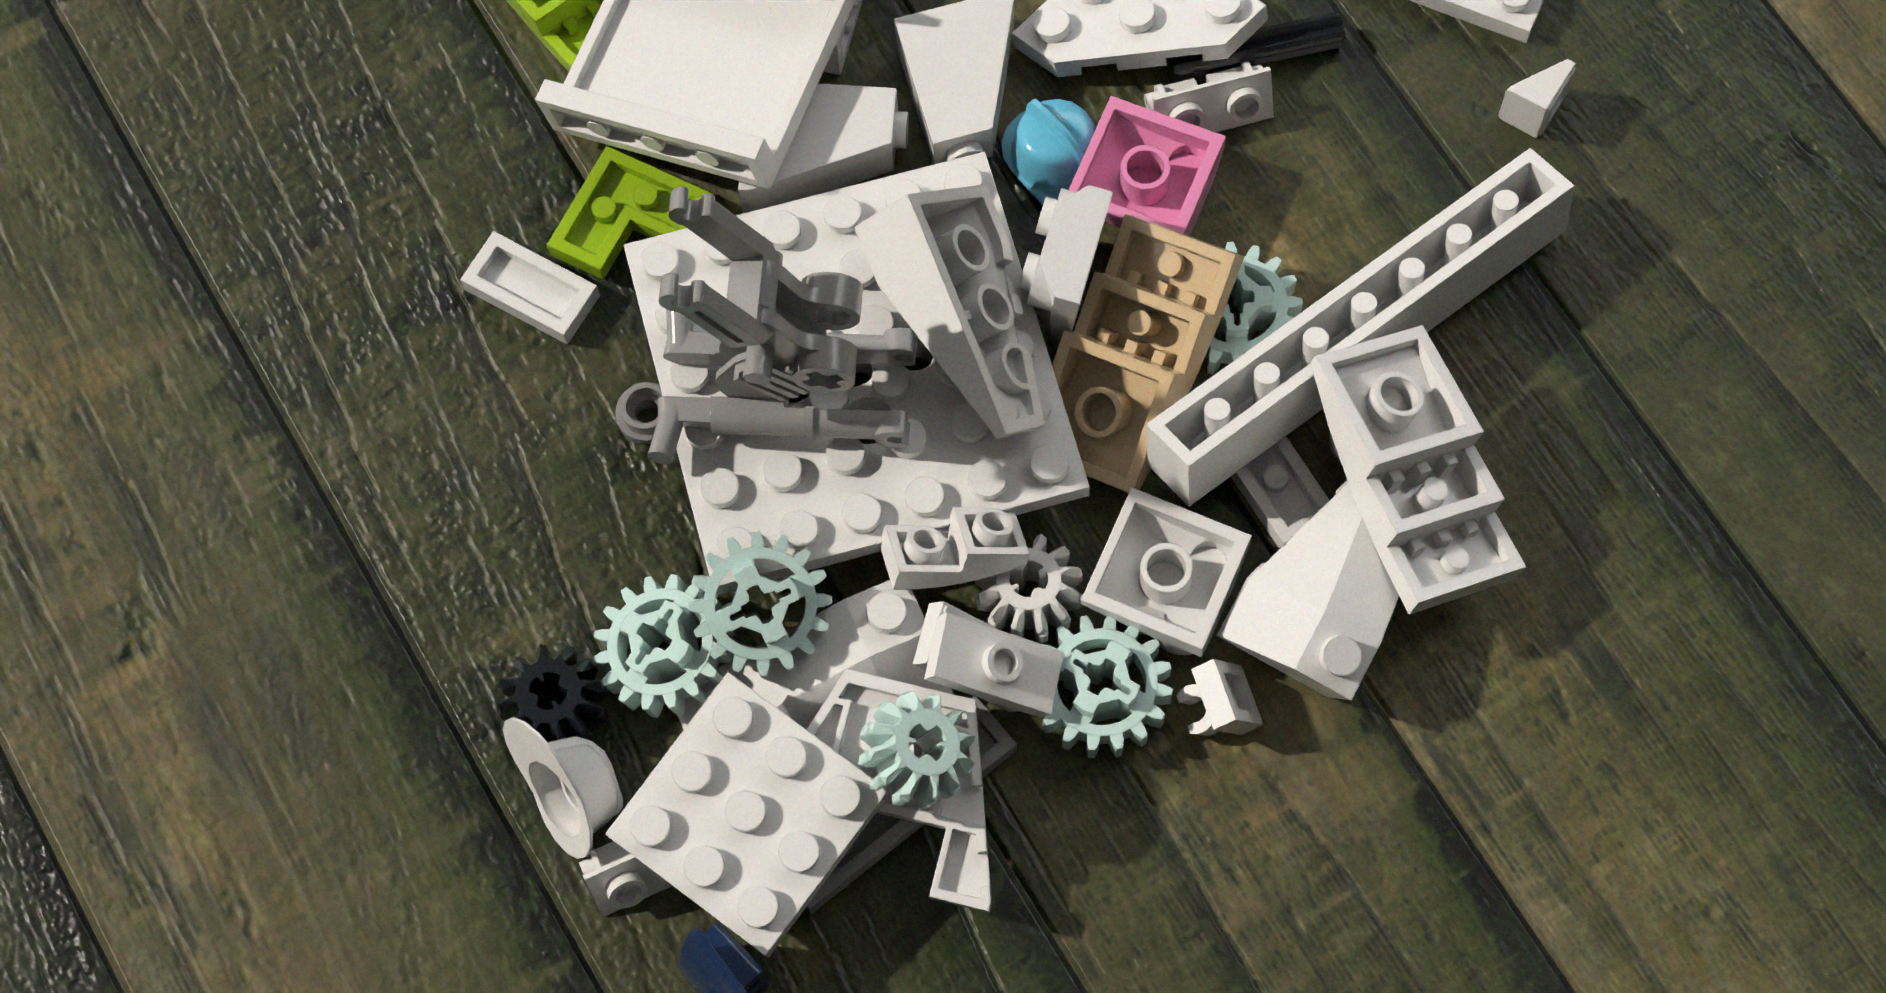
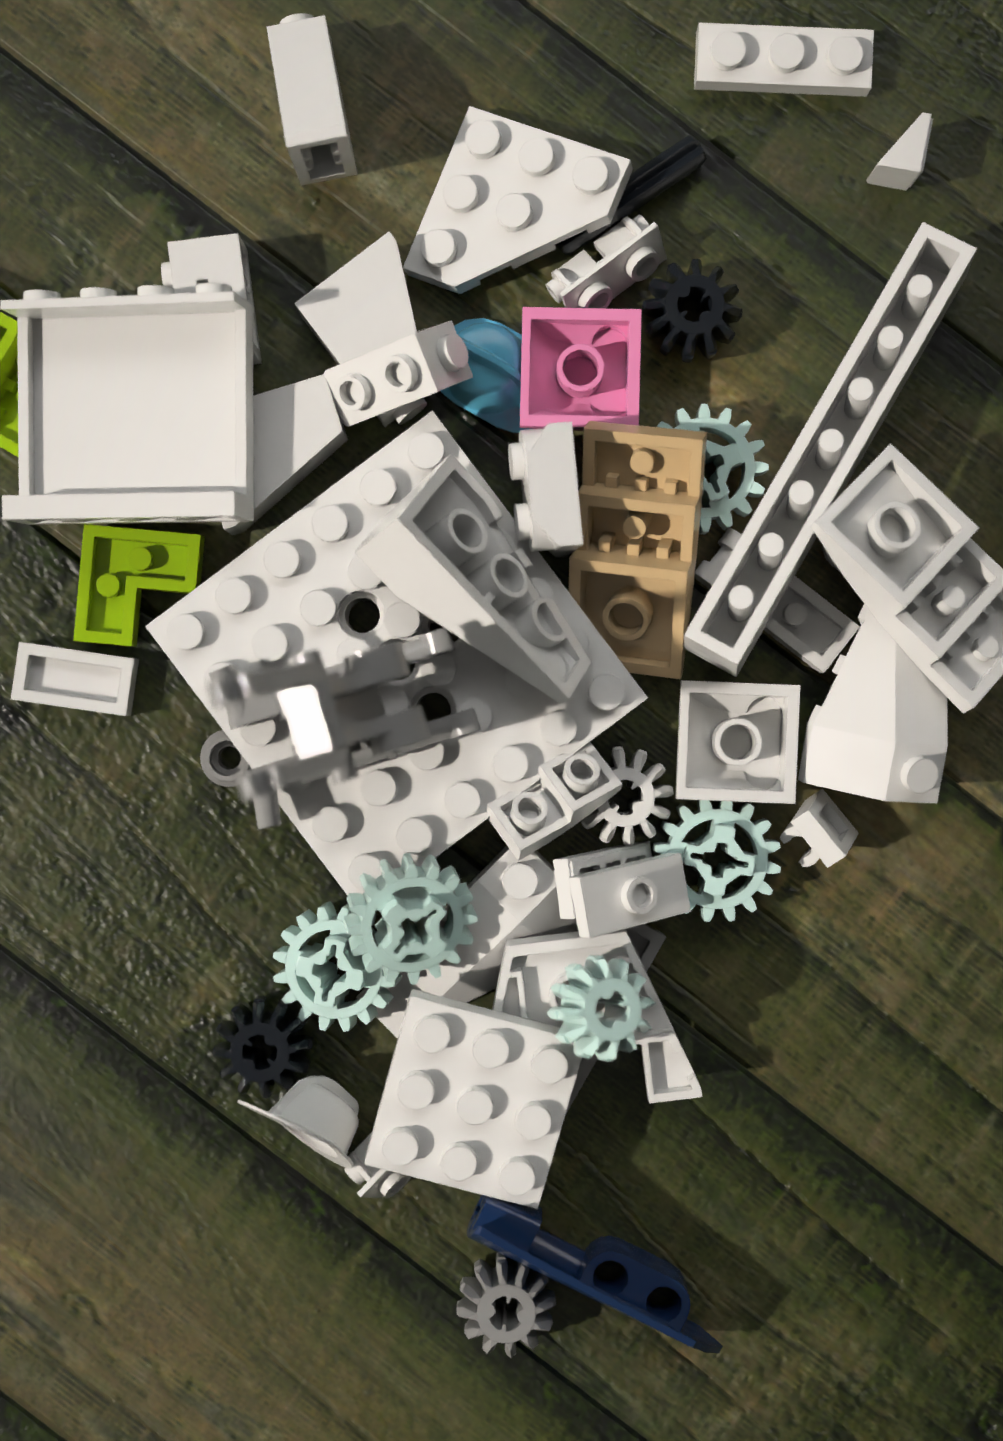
camera: 30 degrees left, 20 degrees up
(967, 102) = (399, 373): none -> white bracket
(1300, 165) = (694, 287): none -> black gear

